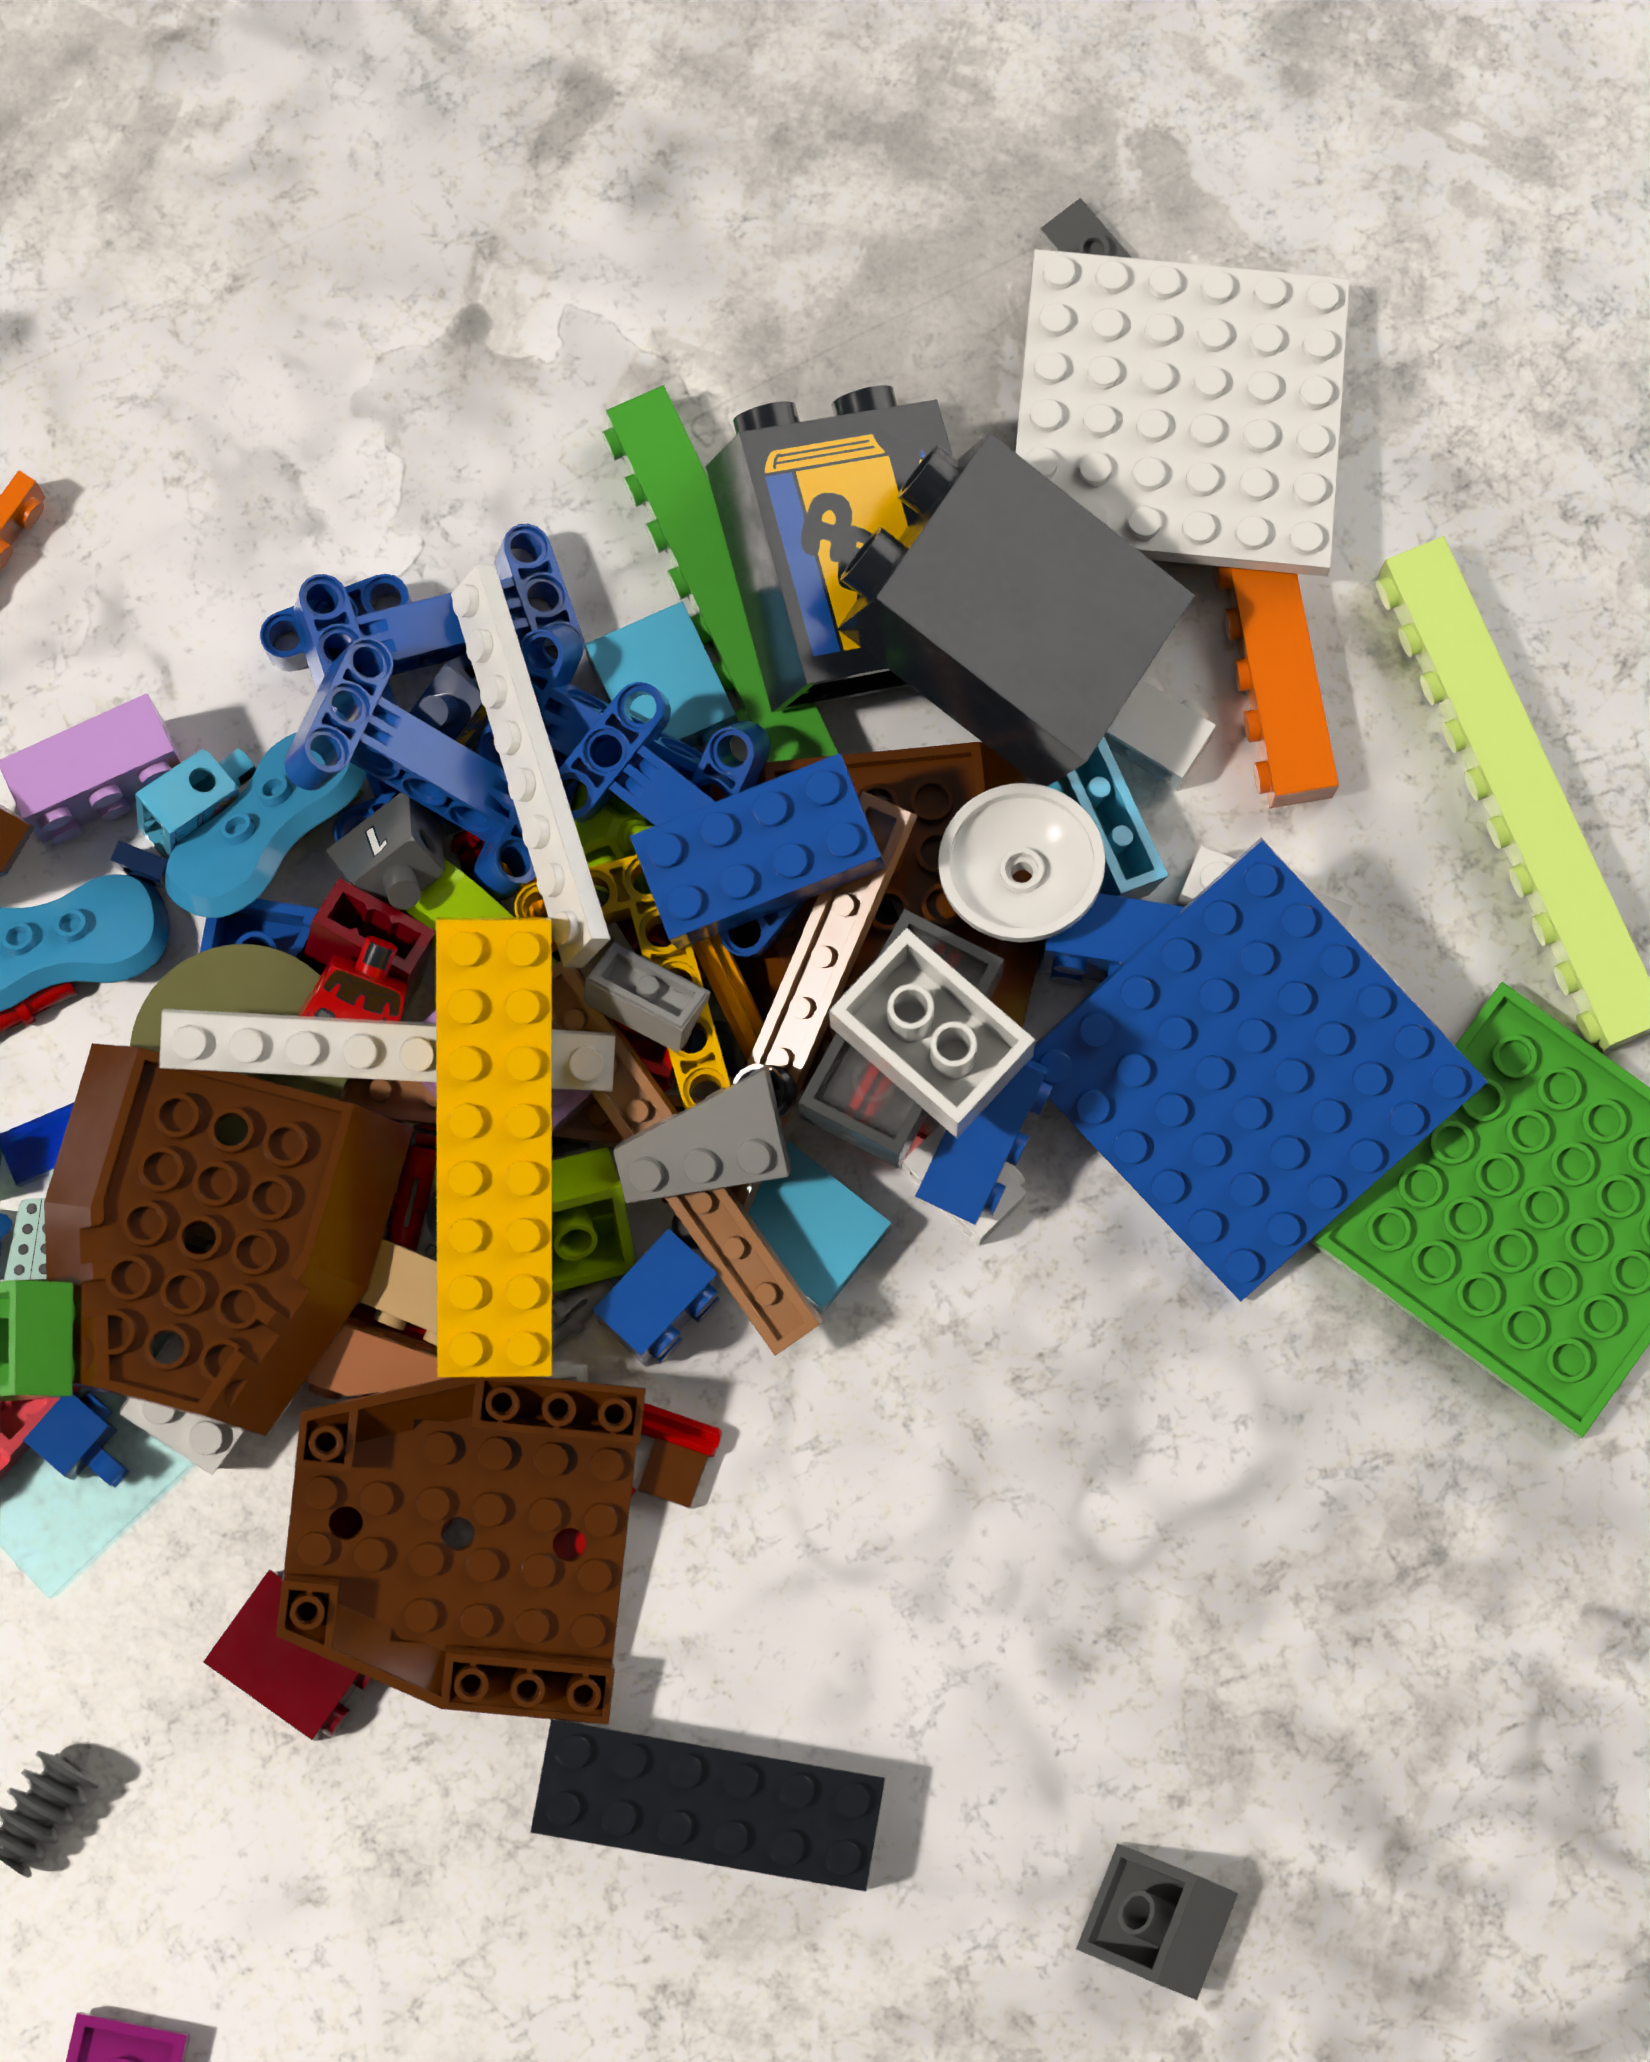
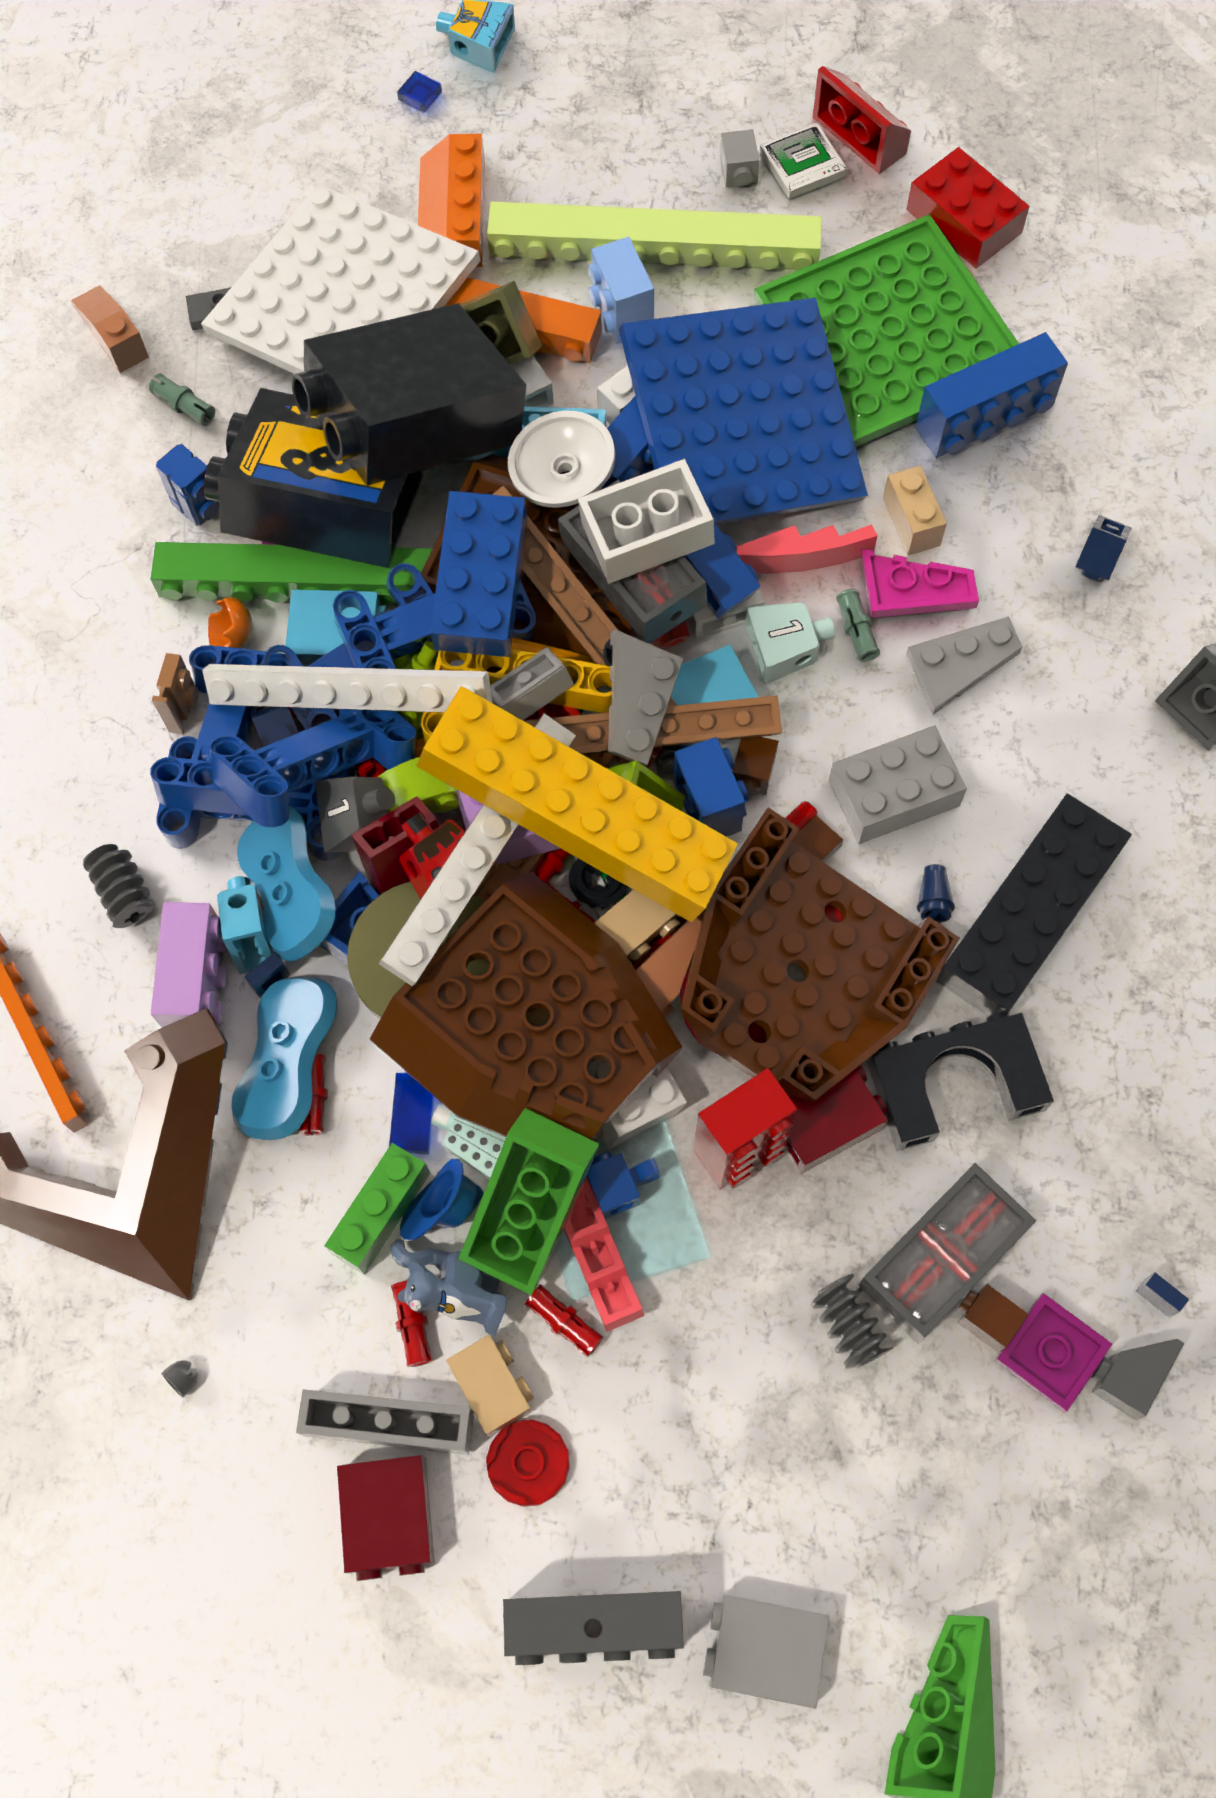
camera: 60 degrees left, 10 degrees down
(127, 1983) = (991, 1317): none -> reddish brown brick
(170, 617) = (118, 885): none -> dark grey piece
(176, 1891) = (946, 1253): none -> clear brick
(184, 1565) = (744, 1130): none -> red brick
(459, 535) = (176, 693): none -> medium nougat plate
(493, 1838) = (998, 1045): none -> black arch
(597, 548) = (230, 625): none -> orange hair
(668, 1665) = (935, 894): none -> dark blue cone
(731, 1342) = (755, 763): none -> reddish brown brick
(770, 370) = (184, 483): none -> blue brick
(800, 1542) = (897, 784): none -> light grey brick
(914, 287) = (182, 399): none -> sand green pin
(951, 1292) = (785, 638): none -> light aqua torso
(978, 123) = (111, 328): none -> nougat slope
(1026, 1381) = (858, 625): none -> sand green pin
(1045, 1546) = (958, 660): none -> light grey wing
(1088, 1232) = (789, 552): none -> coral slope
(1125, 1432) = (914, 588): none -> dark pink wing
(1217, 658) = (504, 322): none -> olive brick
(1243, 1377) = (914, 510): none -> tan brick
(1323, 1670) = (1103, 548): none -> dark blue slope
(1389, 796) = (620, 286): none -> light blue brick
(1433, 479) = (454, 190): none -> orange slope
(1480, 1405) = (990, 395): none -> blue brick
(1607, 326) = (419, 91): none -> clear blue tile

